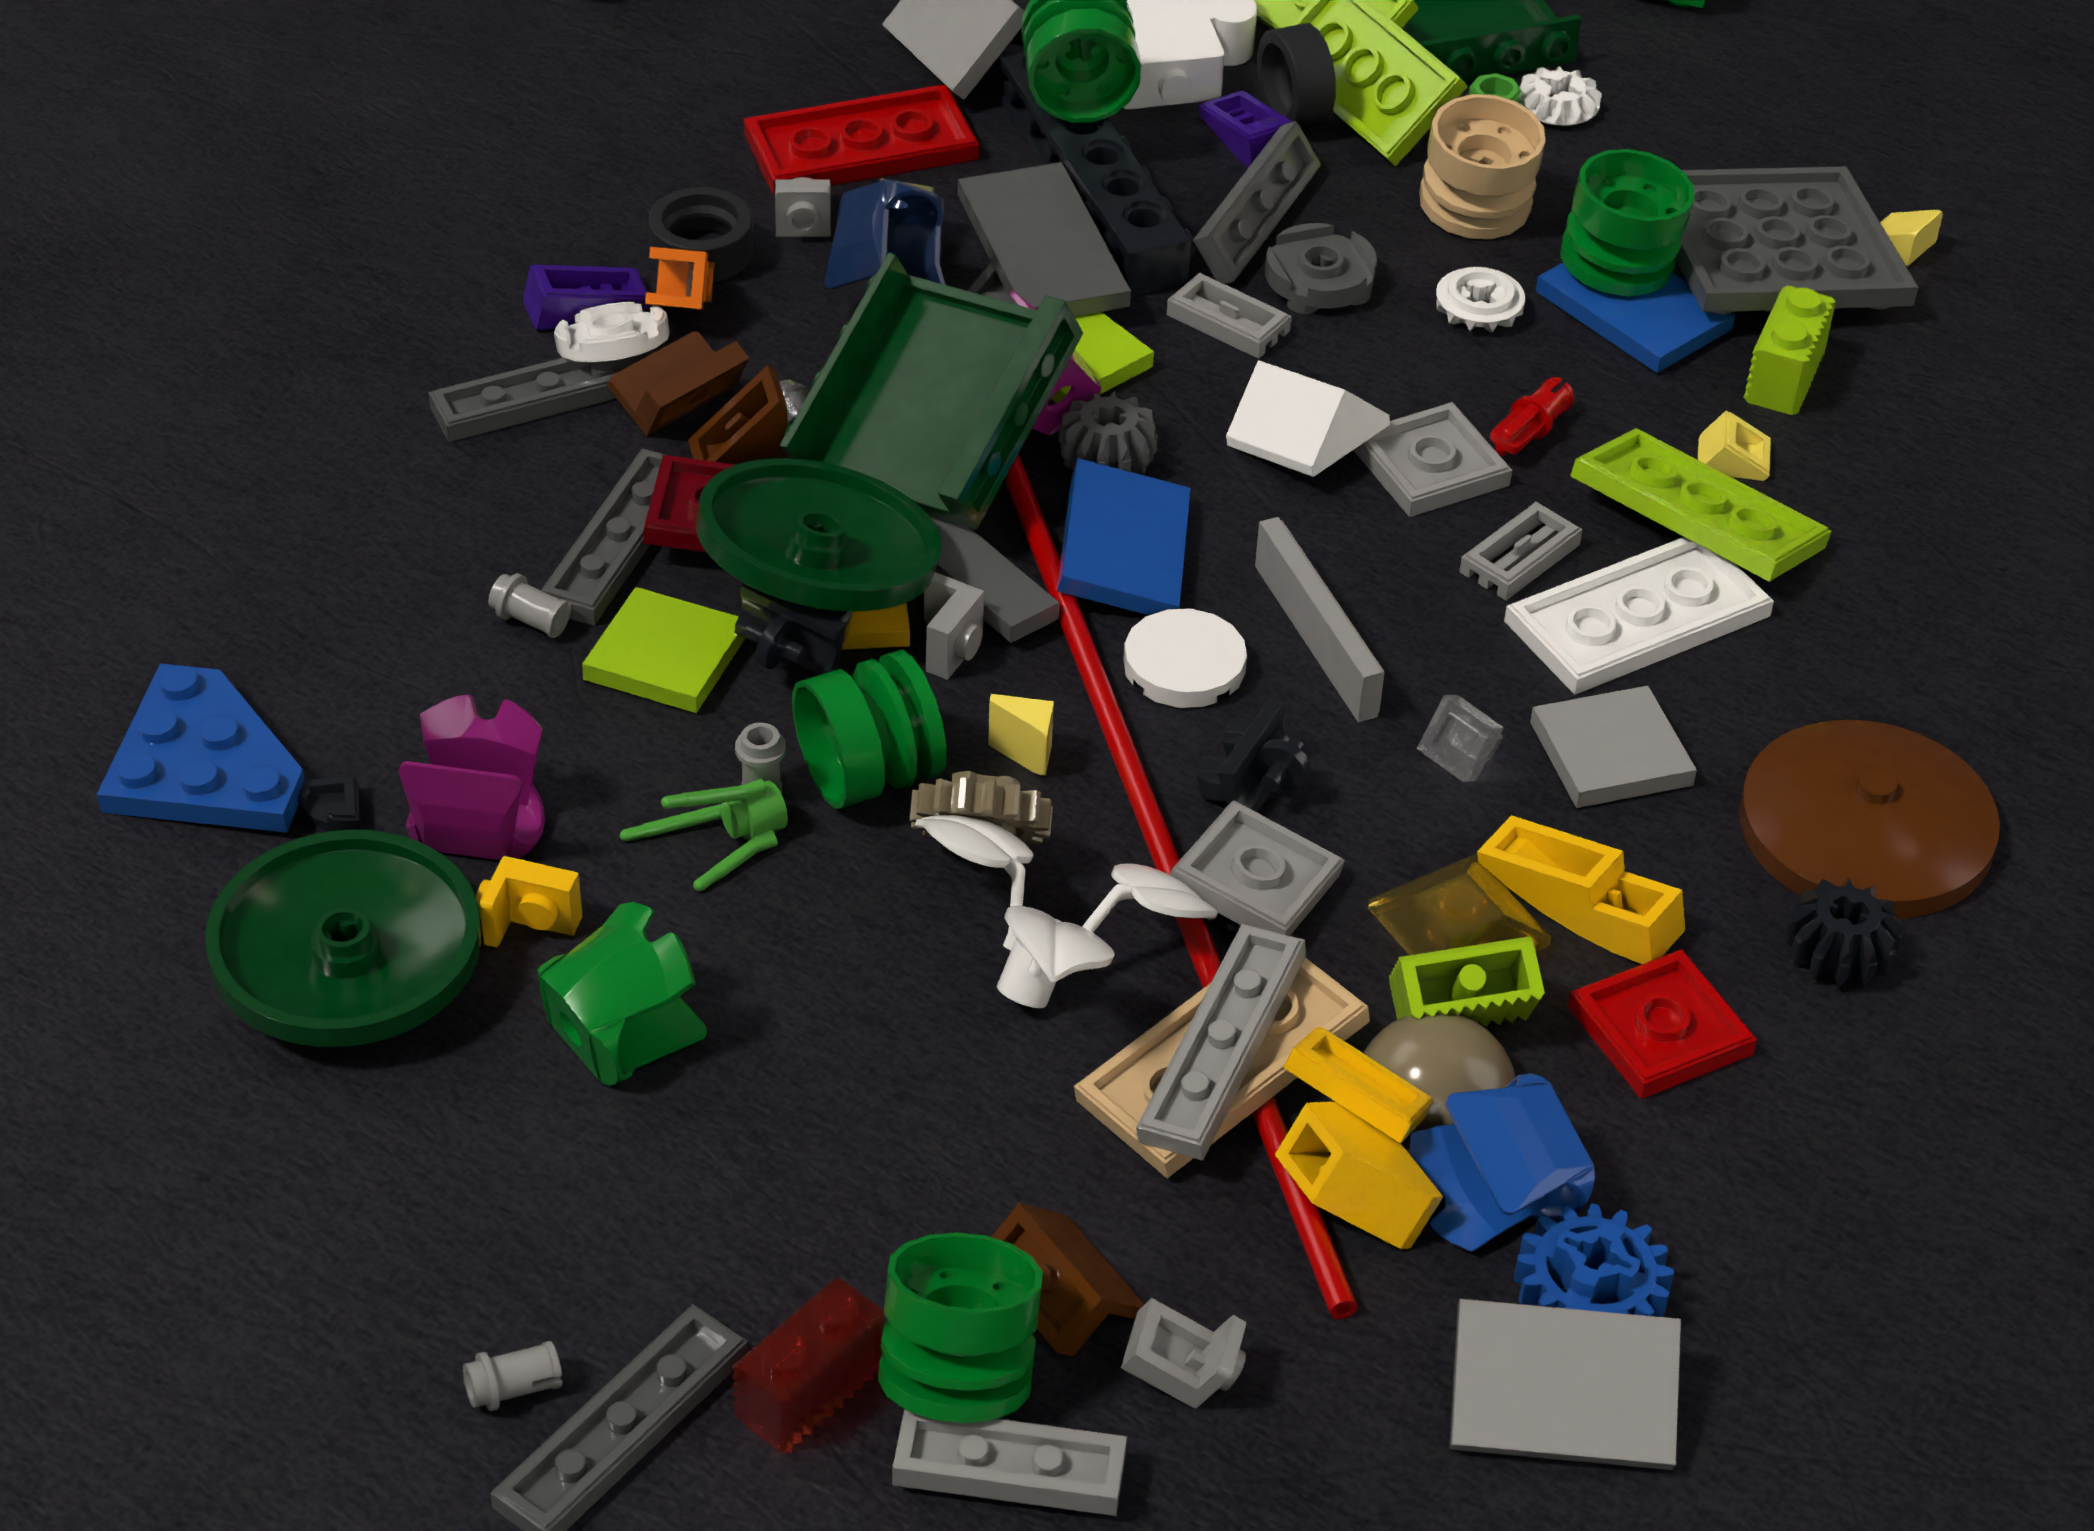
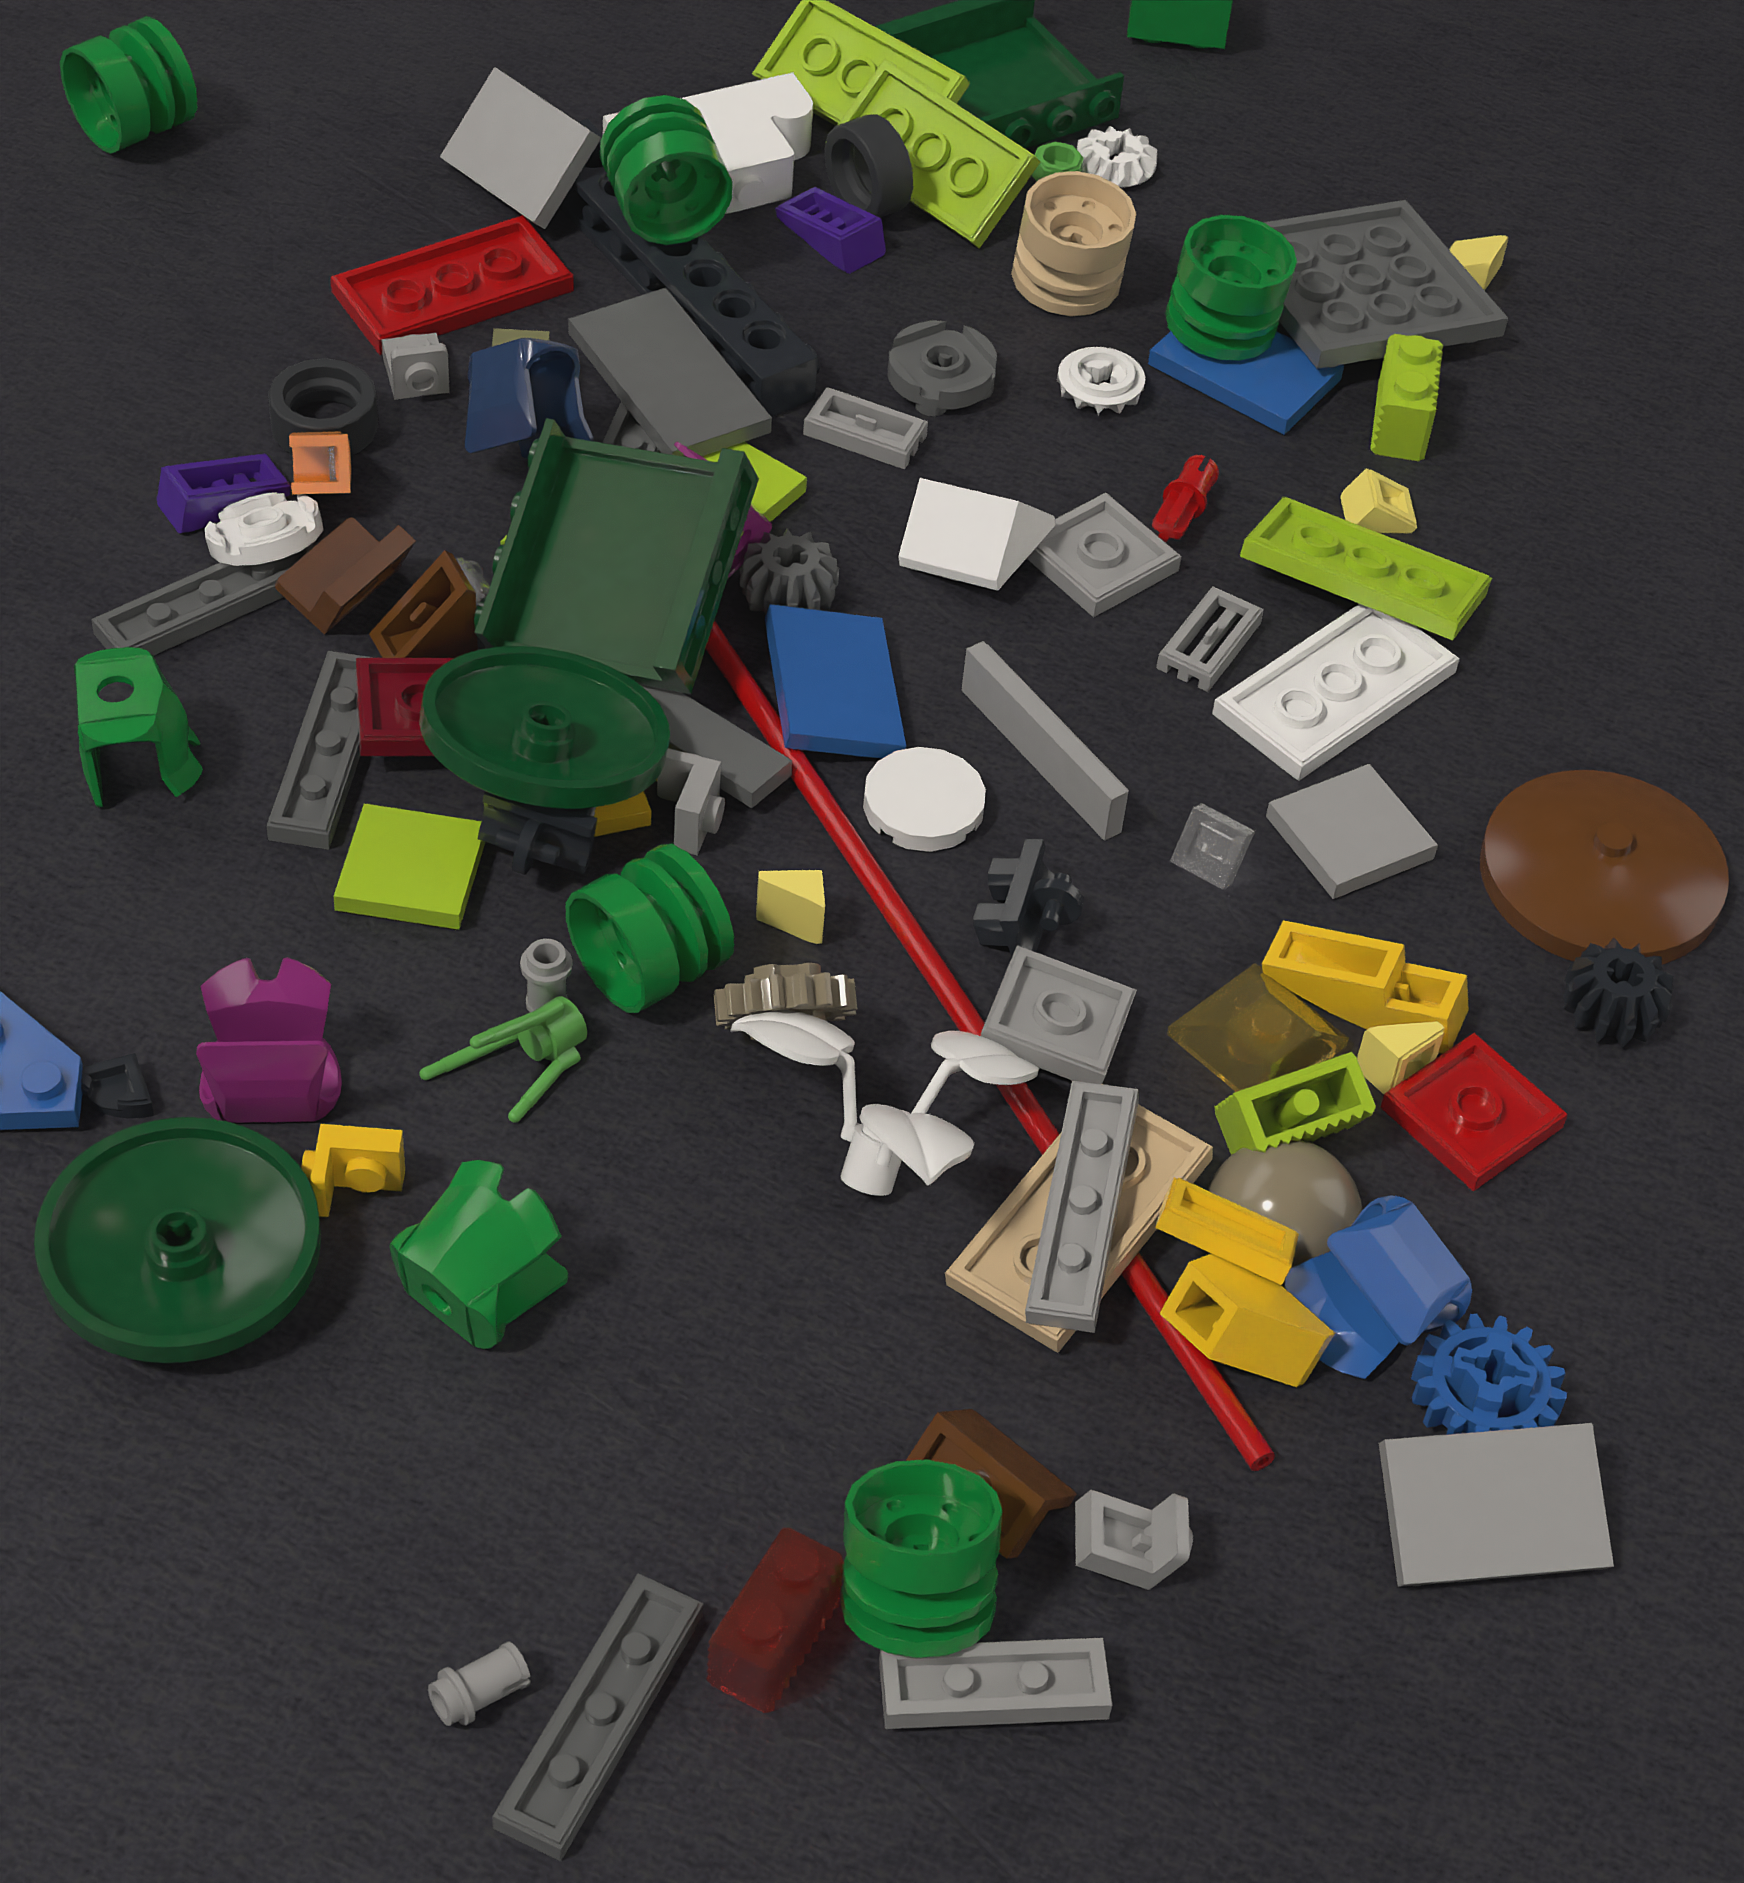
camera: 15 degrees left, 5 degrees up
(445, 473) = (148, 715): none -> green piece
(517, 599) = (260, 839): light grey pin -> none
(1257, 203) = (864, 306): dark grey tile -> none
(1594, 952) = (1398, 1051): none -> light yellow slope

